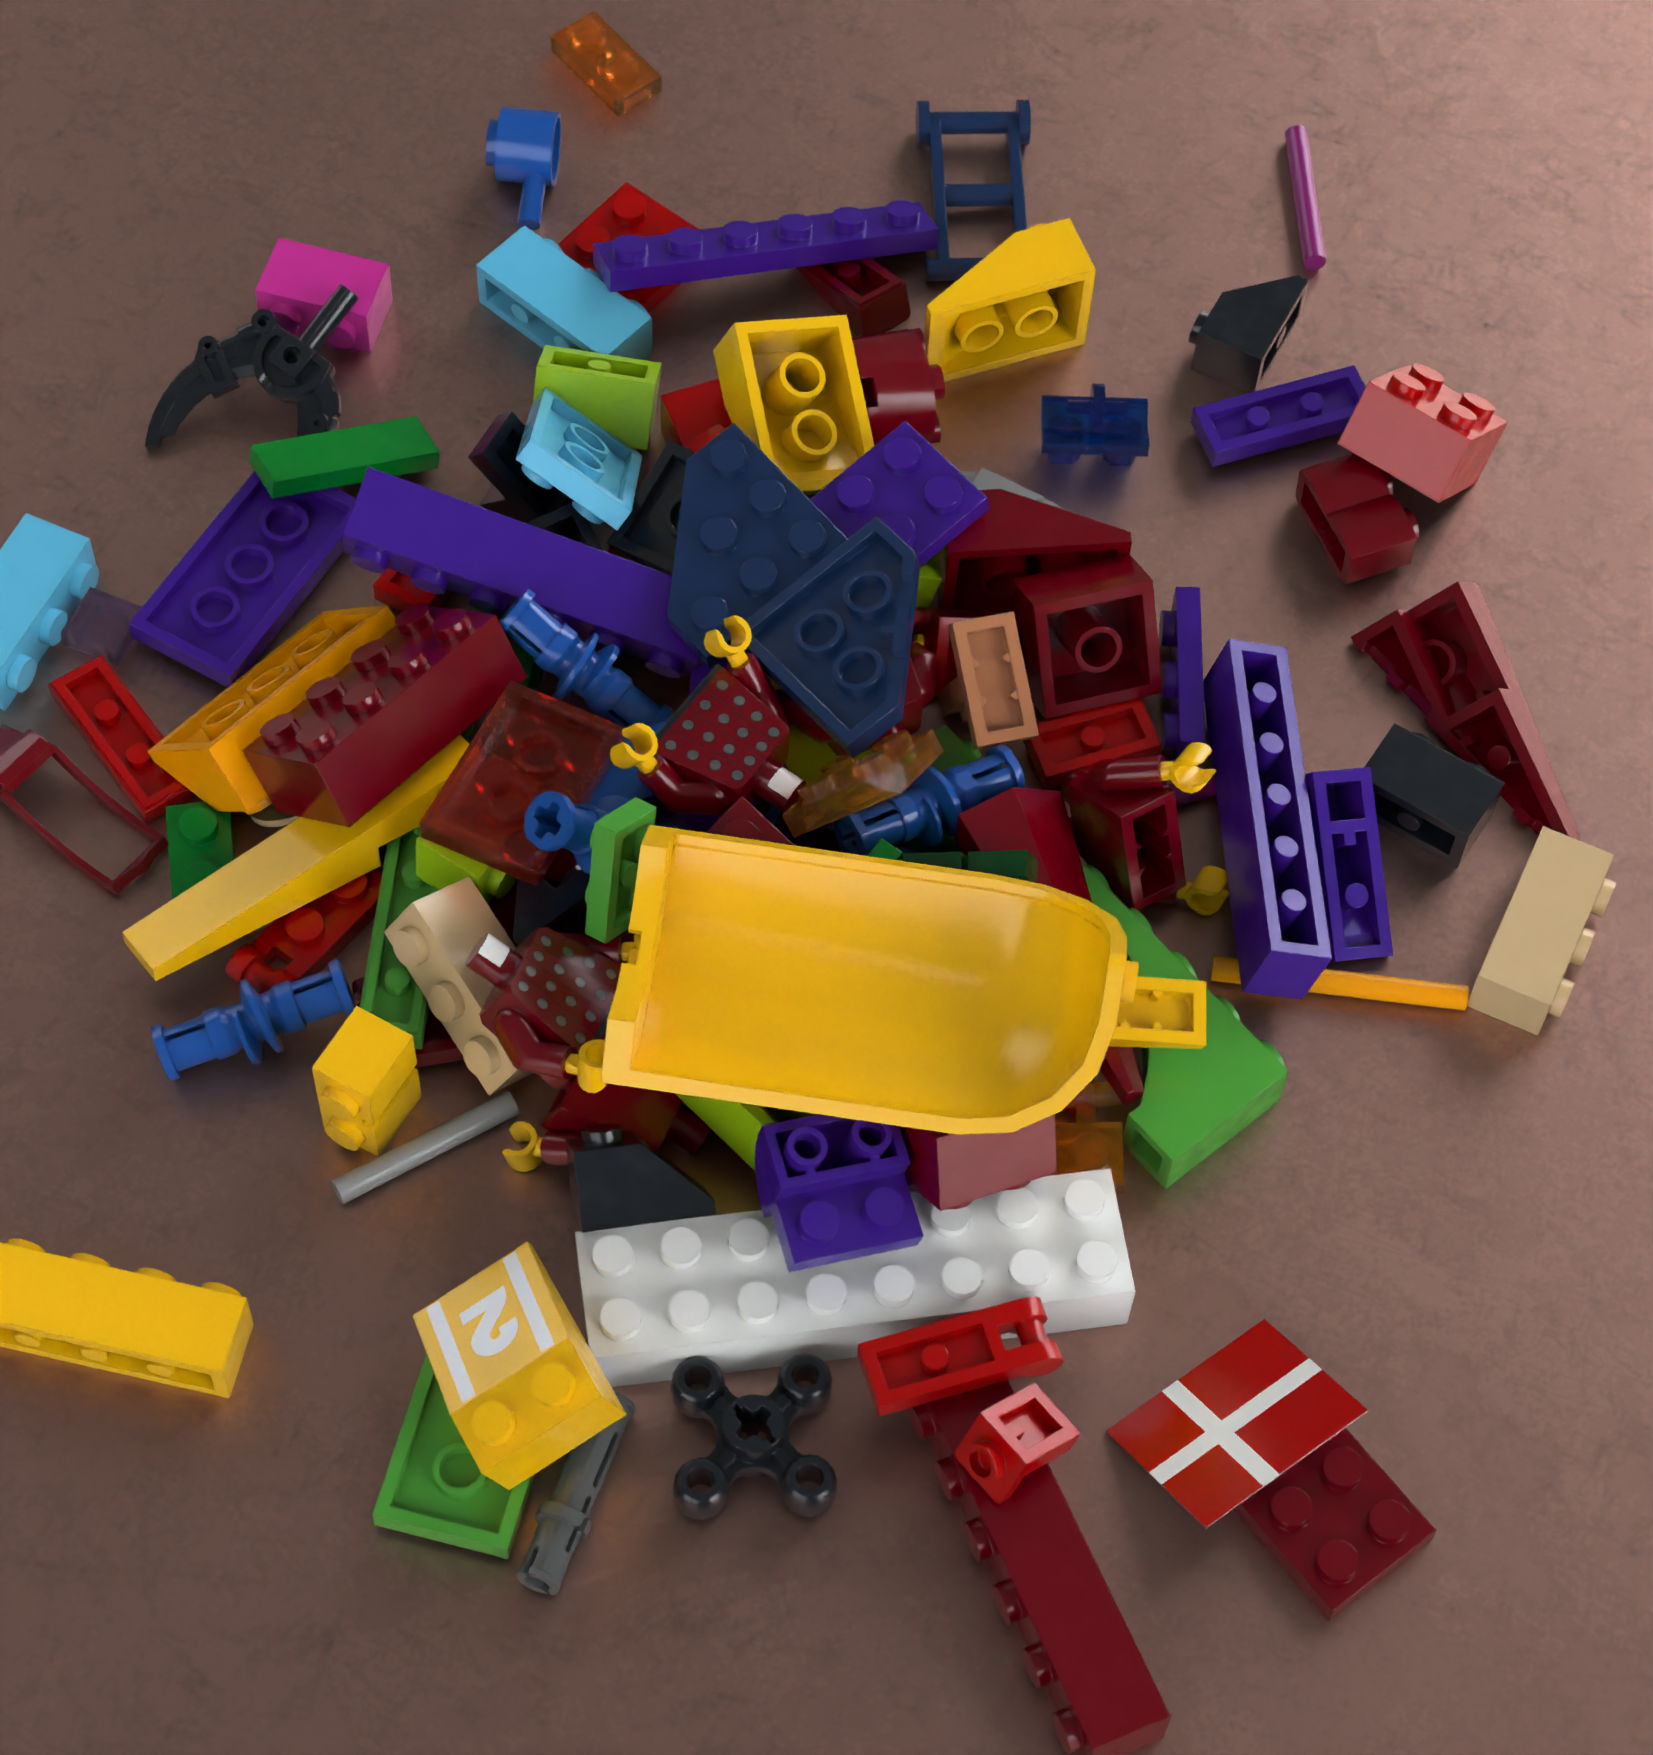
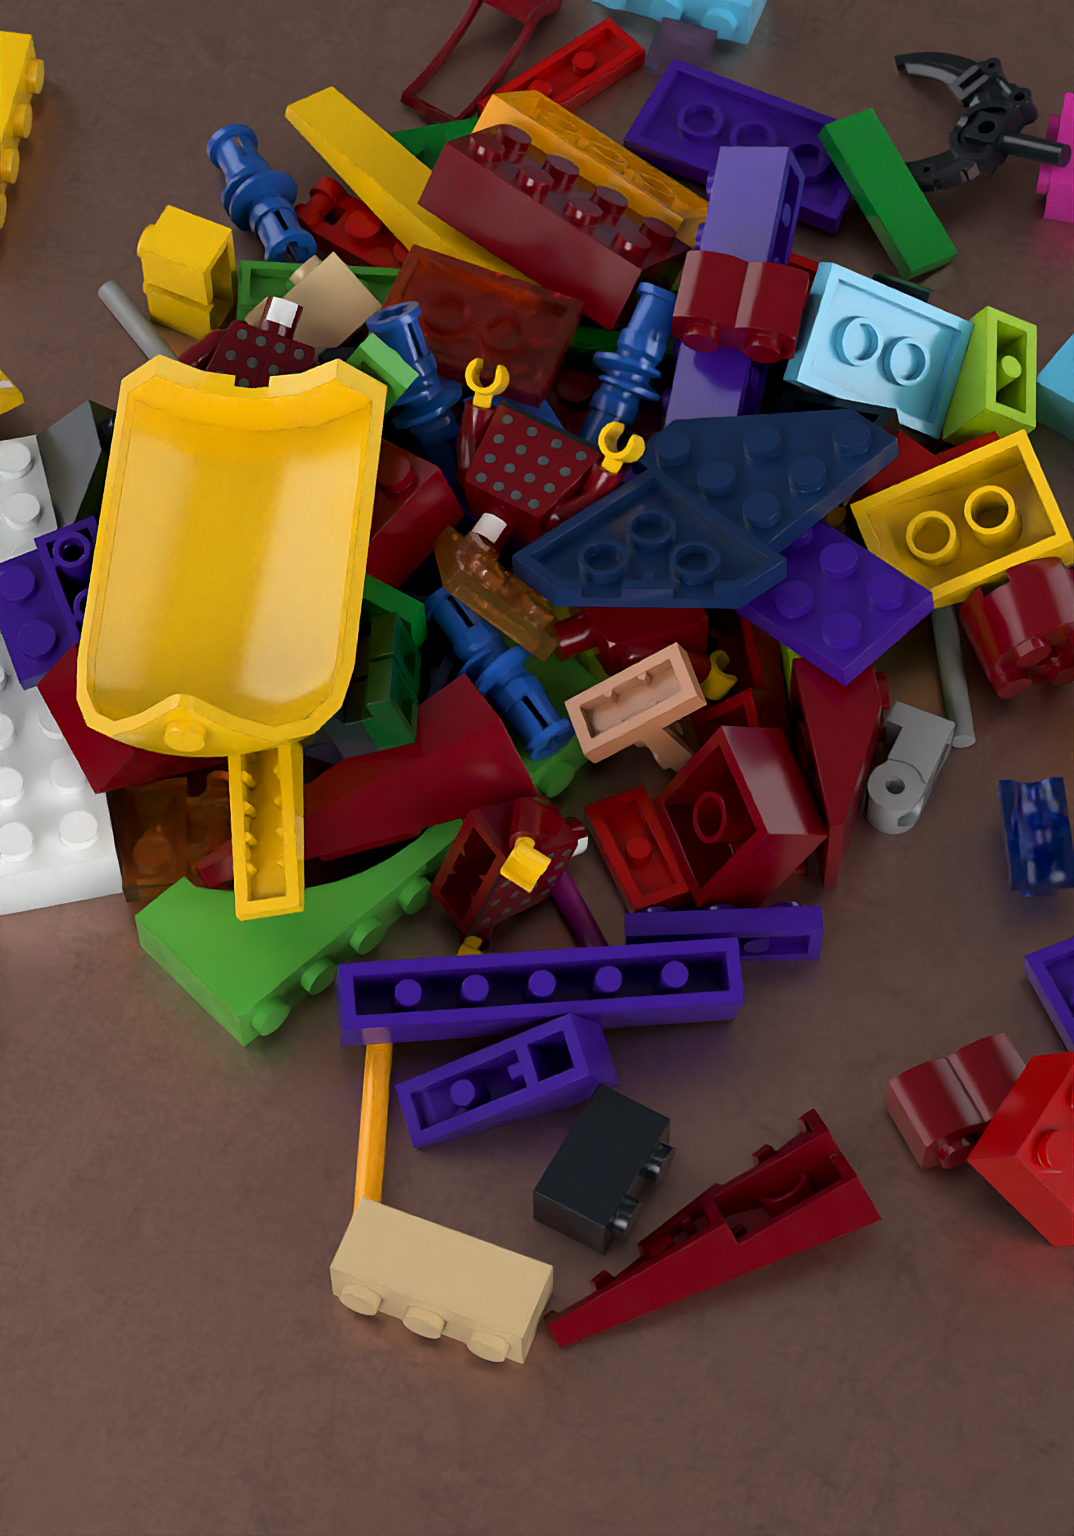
camera: 90 degrees right, 0 degrees up
(559, 531) = (740, 306): none -> dark red brick

